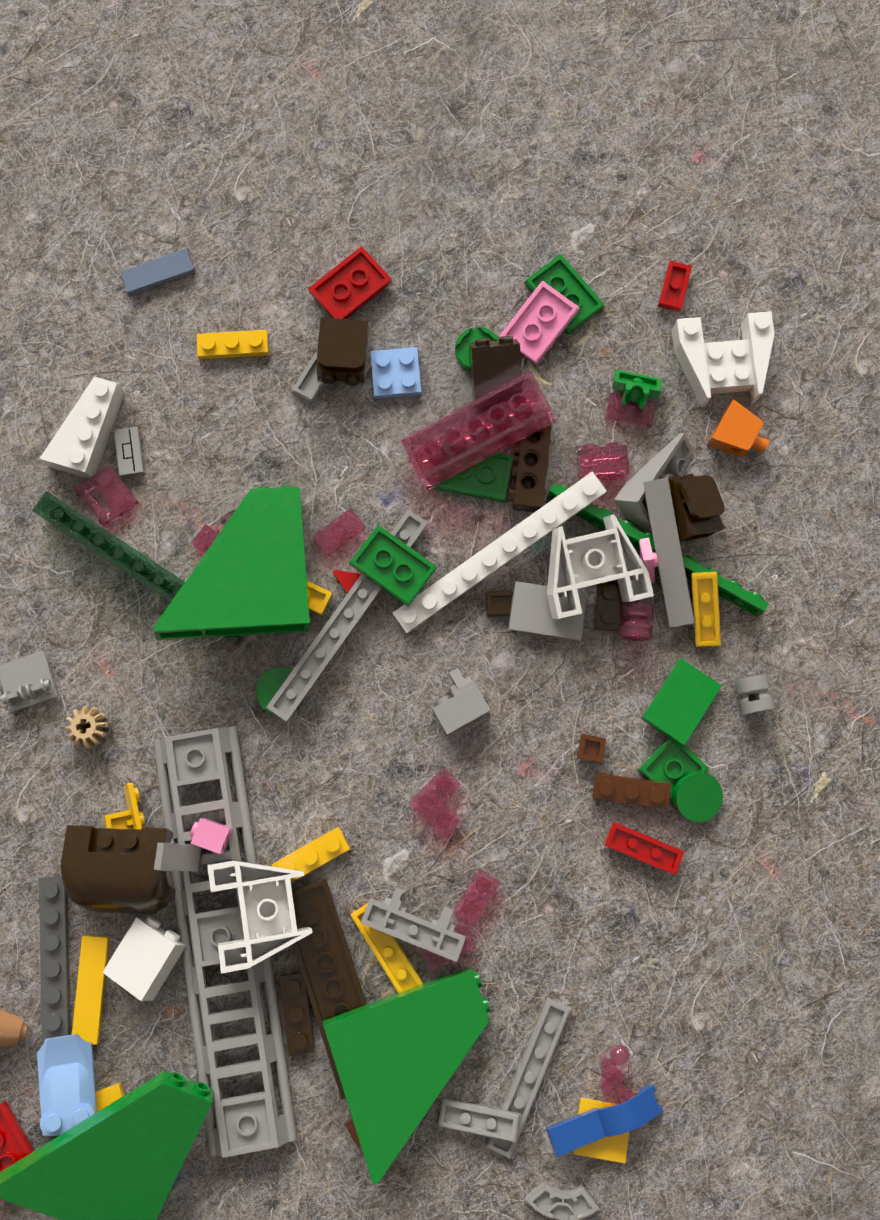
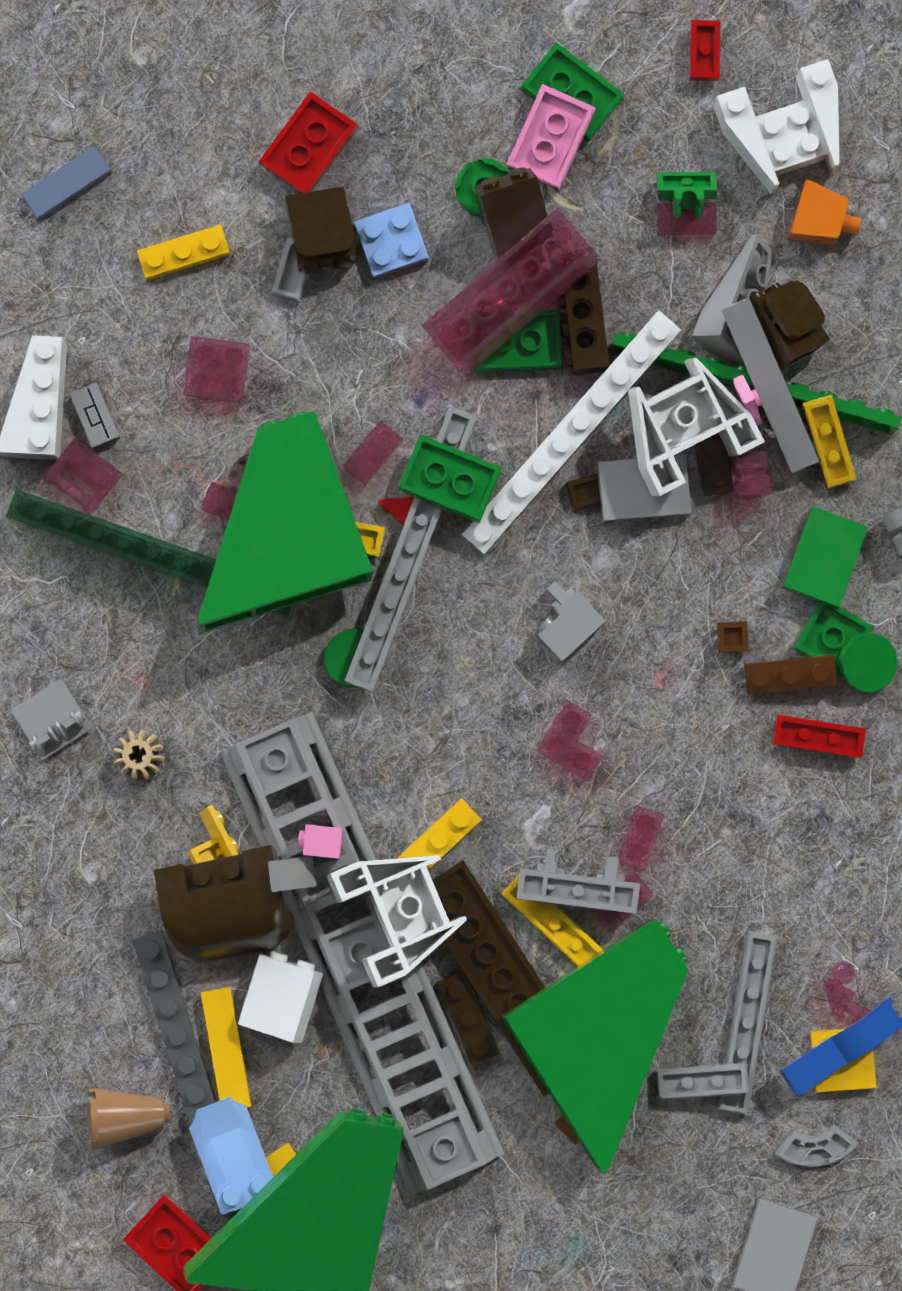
camera: 15 degrees left, 5 degrees up
(233, 438) = (216, 369): none -> clear pink plate
(605, 462) = (668, 292): clear pink brick -> none

